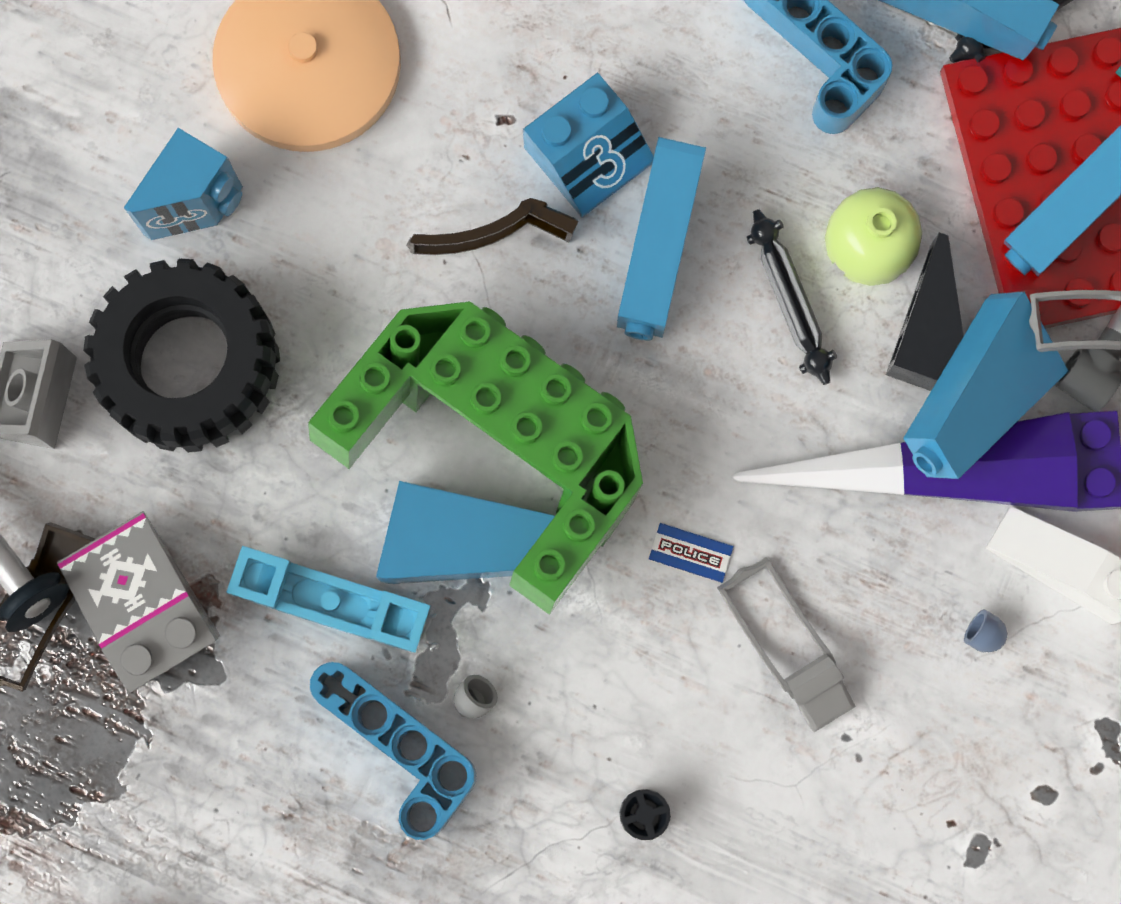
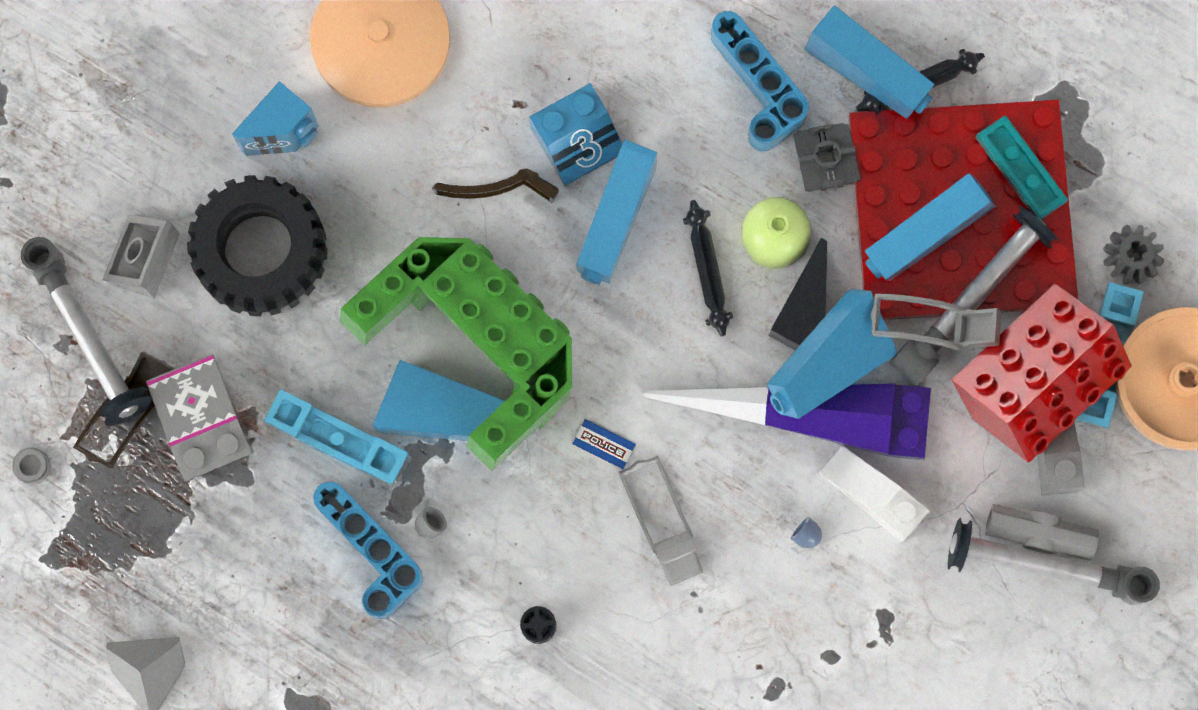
camera: 10 degrees right, 0 degrees up
(947, 134) = (830, 174): none -> dark grey piece

